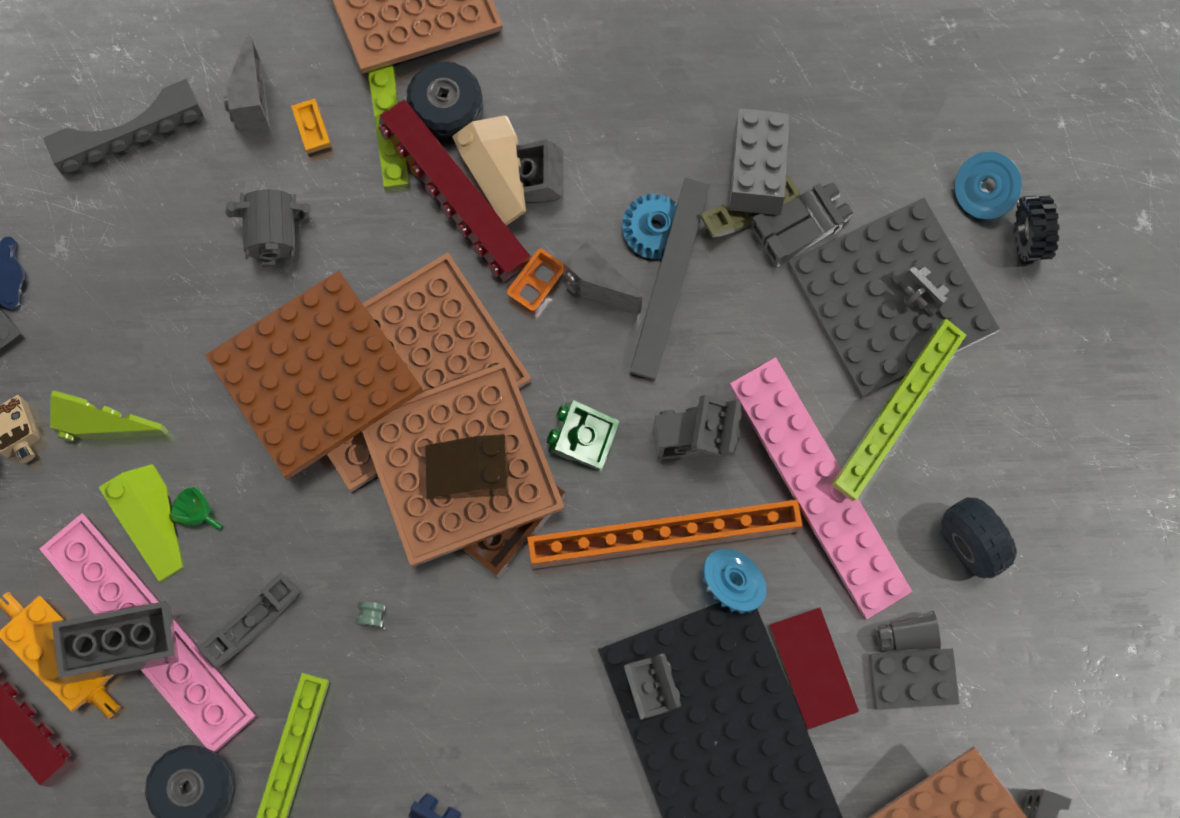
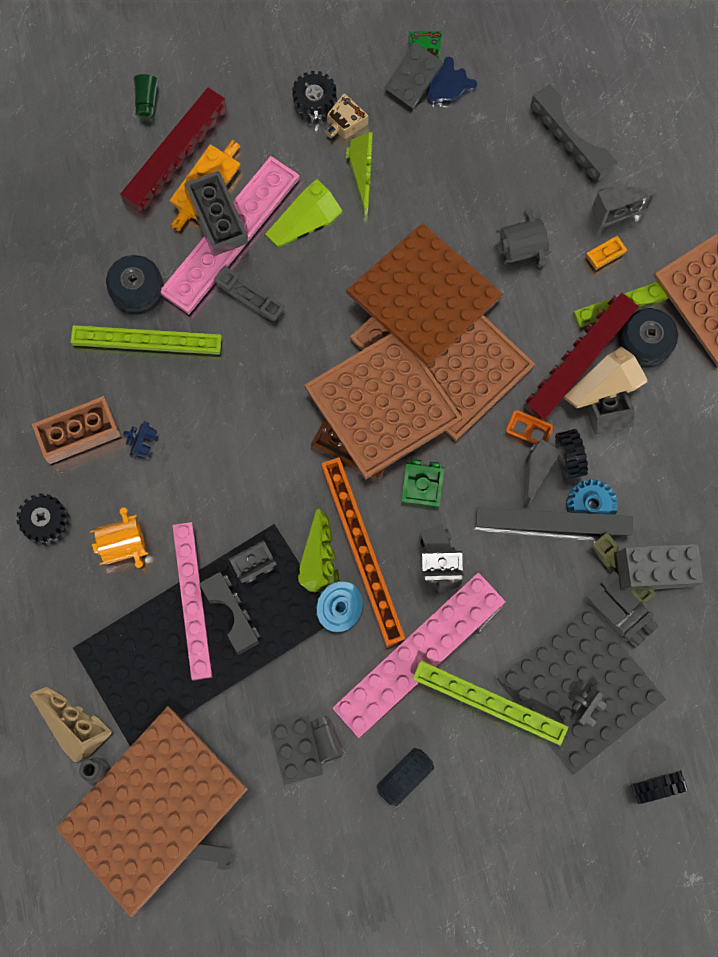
camera: 80 degrees right, 0 degrees up
(192, 509) = (316, 242): green piece -> none
(370, 614) = (268, 369): sand green wheel -> none
(467, 467) = (378, 407): dark brown slope -> none
(595, 227) = (572, 454): none -> black wheel
(674, 600) = (317, 560): none -> lime wedge
(688, 783) = (192, 601): none -> bright pink plate
(751, 720) = (217, 591): none -> dark grey arch
(813, 668) = (289, 676): dark red tile -> none
(971, 187) = (683, 736): dark azure gear -> none

